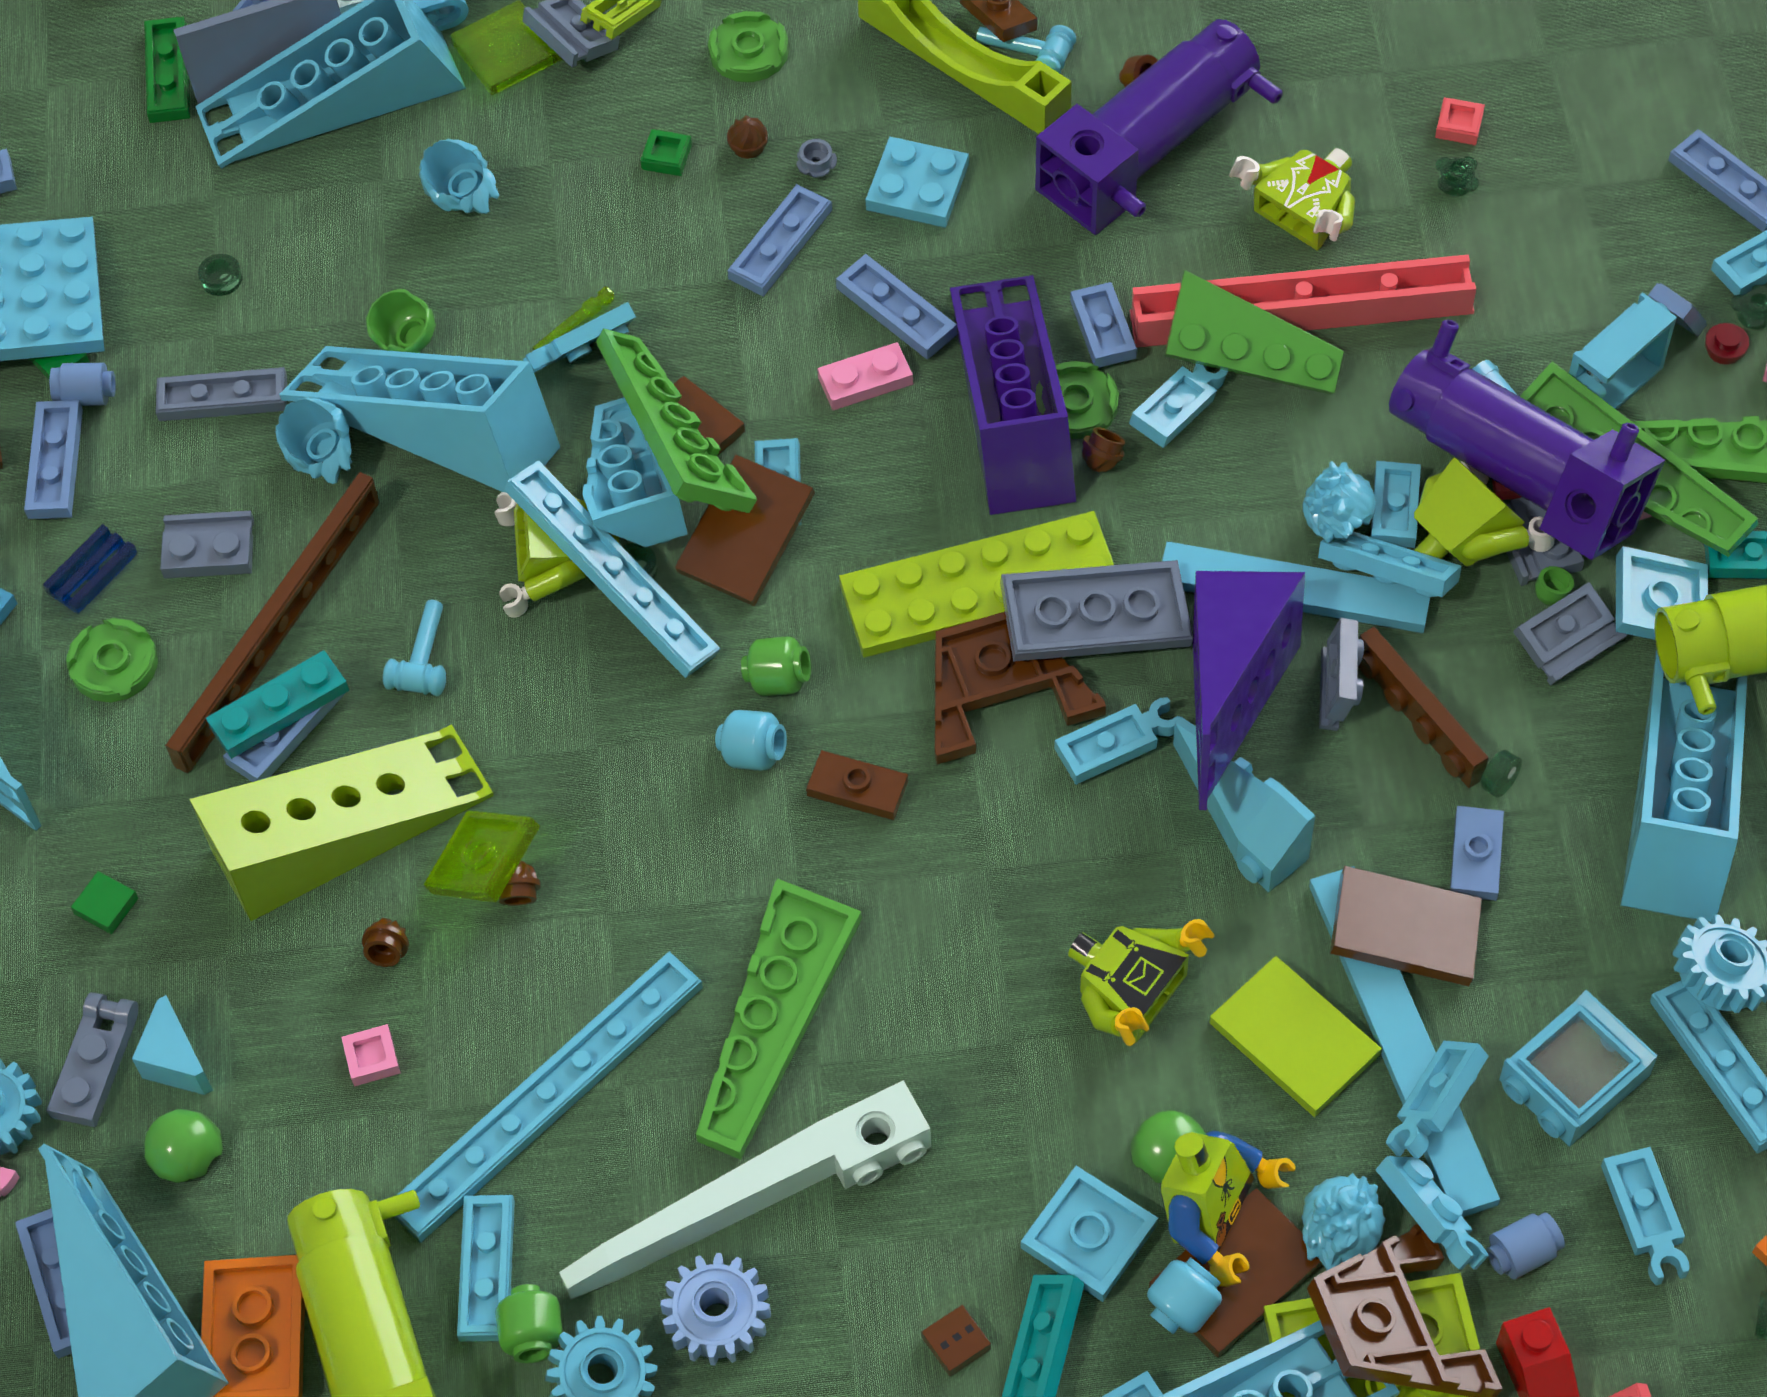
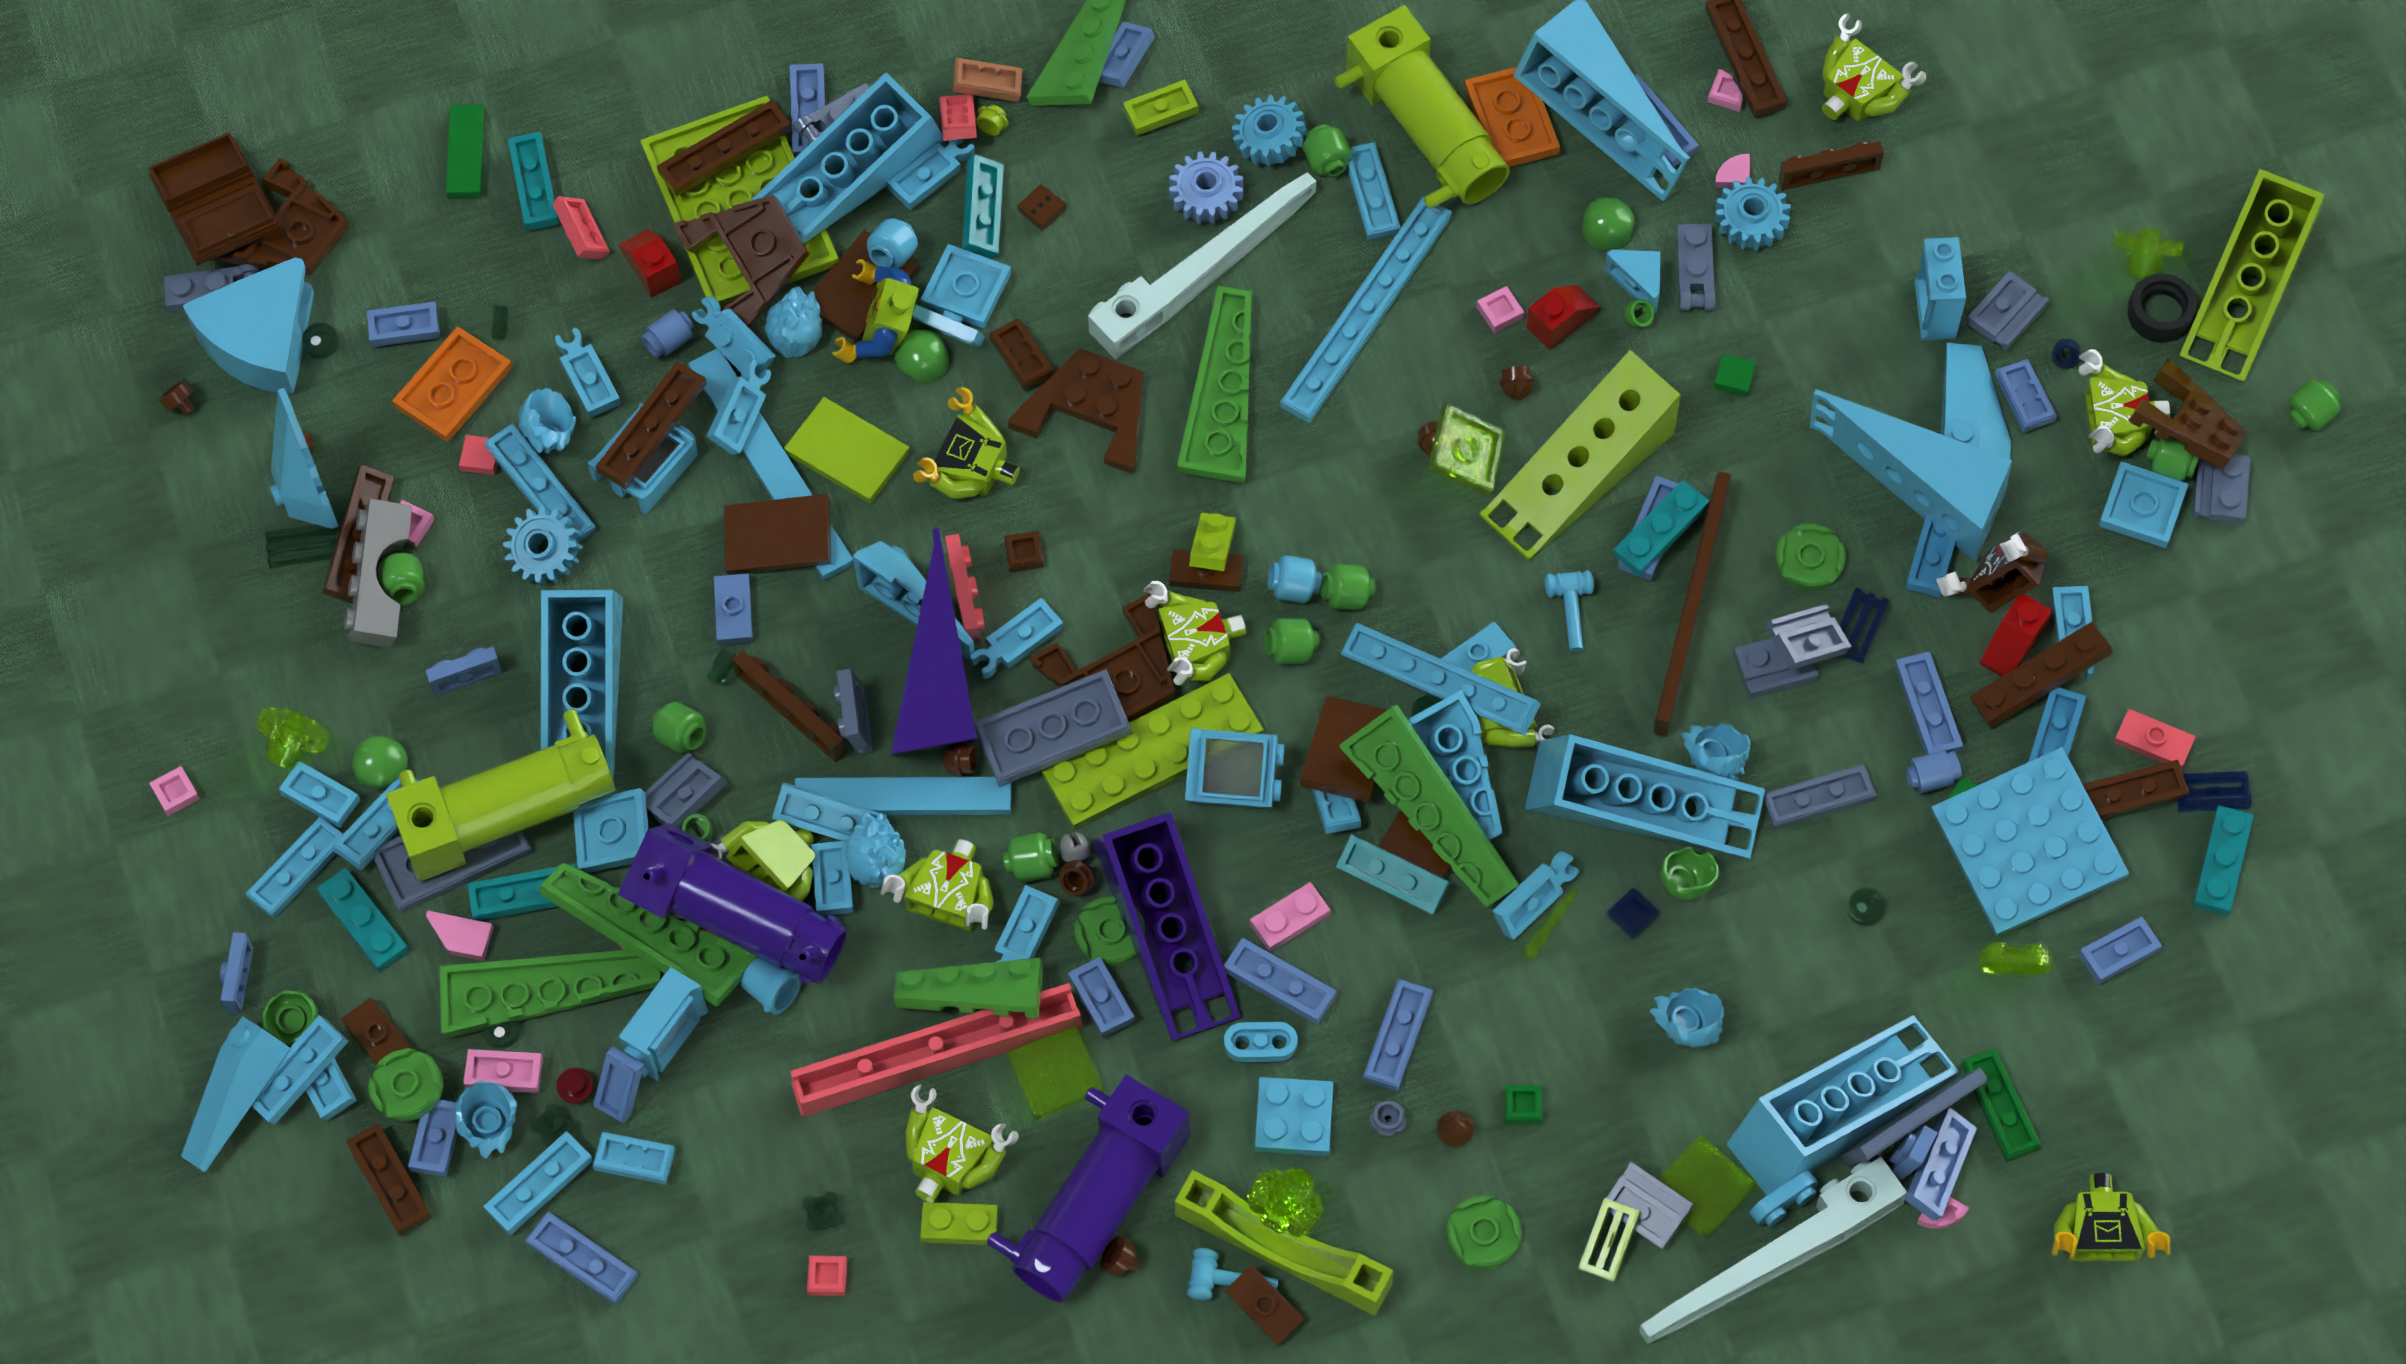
camera: 165 degrees right, 5 degrees up
(85, 184) = (2026, 960): none -> clear neon green plate
(157, 537) = (1808, 637): none -> sand blue plate
(194, 1002) = (1642, 319): none -> bright green hinge
(291, 1022) = (1560, 314): none -> red slope
(478, 313) = (1633, 913): none -> clear blue tile
(555, 618) = (1484, 645): none -> medium azure plate
(687, 717) = (1347, 586): none -> bright green head
(734, 388) = (1393, 874): none -> teal plate
(840, 803) = (1212, 541): none -> lime plate
(887, 523) = (1233, 769): none -> window
(894, 687) = (1193, 633): none -> lime torso
(935, 250) = (1260, 1039): none -> medium azure plate
(942, 1049) = (1094, 392): none -> reddish brown wing
(951, 86) = (1286, 1201): none -> clear neon green plant
(1032, 1117) = (1021, 354): none -> reddish brown plate
(1084, 855) = (1024, 551): none -> reddish brown tile
(1108, 481) = (1074, 847): none -> light grey hinge
(1122, 1170) = (948, 324): none -> medium azure plate
(1152, 479) = (1031, 857): none -> bright green head
(1165, 253) = (1054, 1072): none -> clear neon green tile
(1171, 810) = (964, 587): none -> coral plate
(1259, 461) = (945, 887): none -> lime torso
(1289, 136) = (958, 1223): none -> lime plate
(1564, 1074) = (651, 425): none -> reddish brown plate
(1565, 705) = (679, 728): none -> bright green head
(1664, 257) = (634, 1158): none -> medium azure plate
(1709, 1136) = (546, 420): none -> medium azure hair

